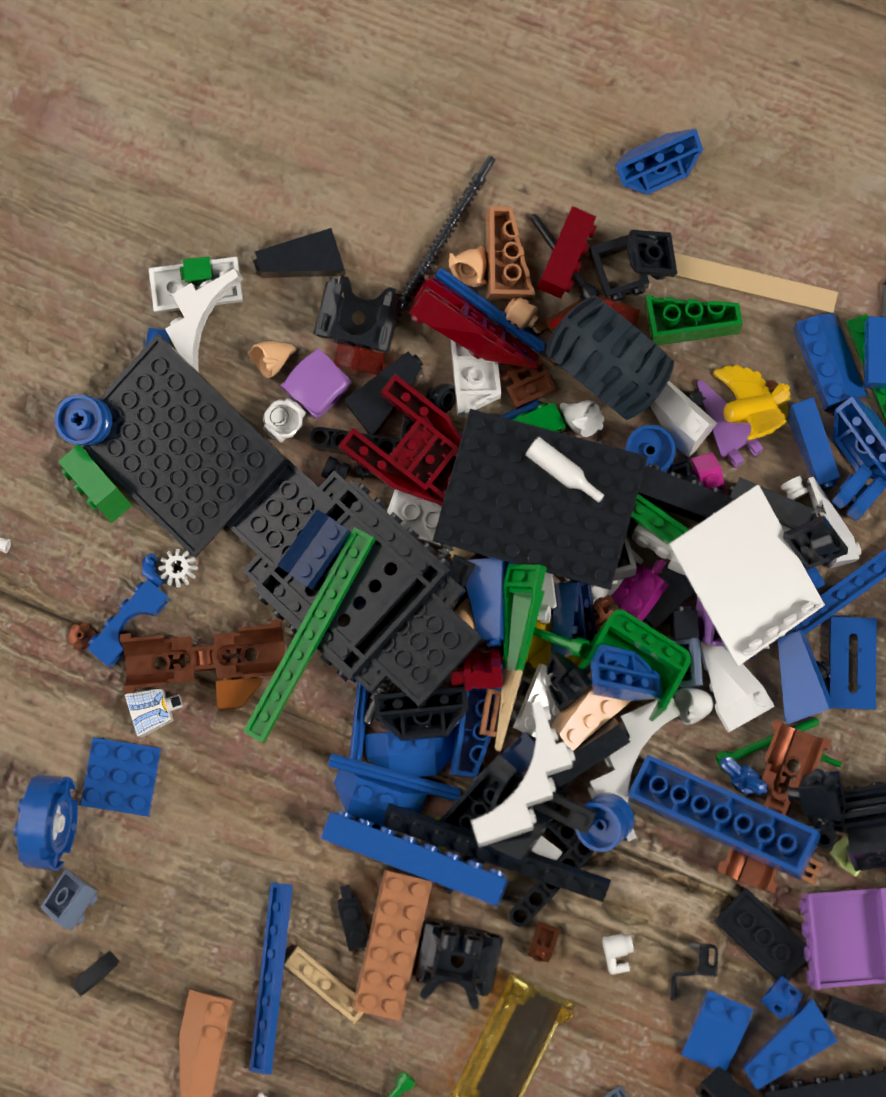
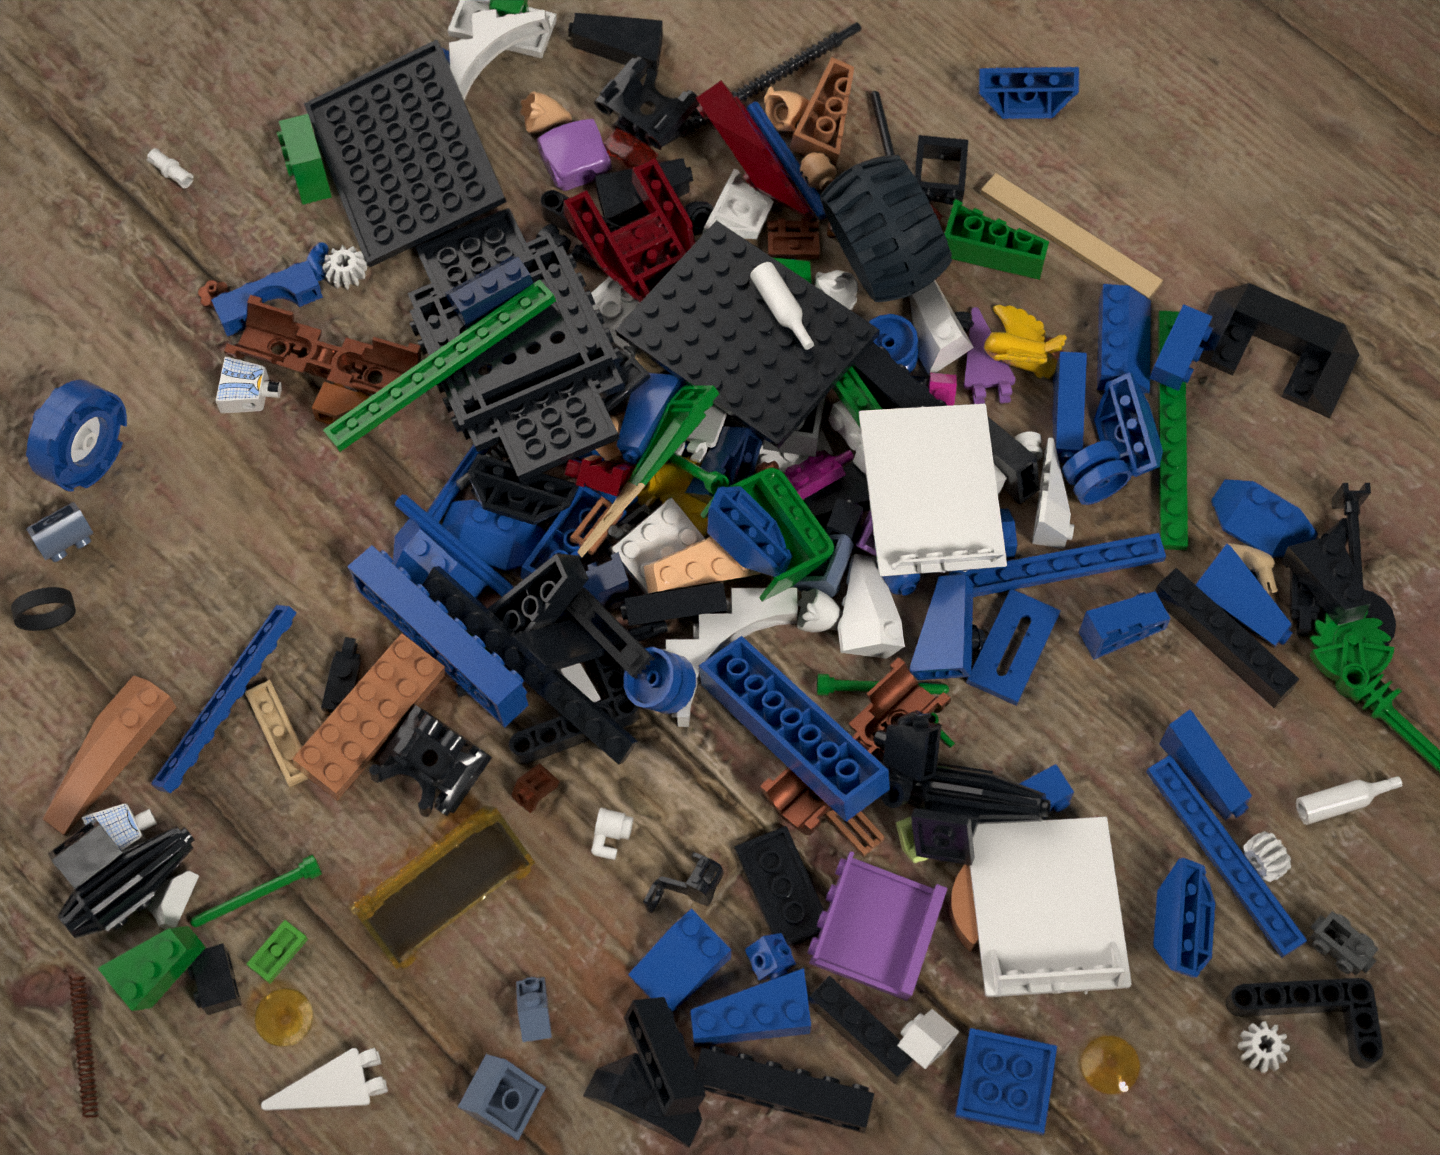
camera: 20 degrees right, 15 degrees down
(70, 421) = (323, 89): blue wheel -> none
(121, 777) = (179, 440): blue plate -> none
(283, 419) = (524, 172): white hair -> none
(513, 816) = (564, 618): white arch -> none
(566, 253) = (893, 130): dark red brick -> none
(567, 680) = (687, 519): black brick -> none
(652, 253) = (979, 163): black slope -> none
(743, 777) = (837, 707): blue axle -> none
(815, 542) = (1022, 488): black plate -> none

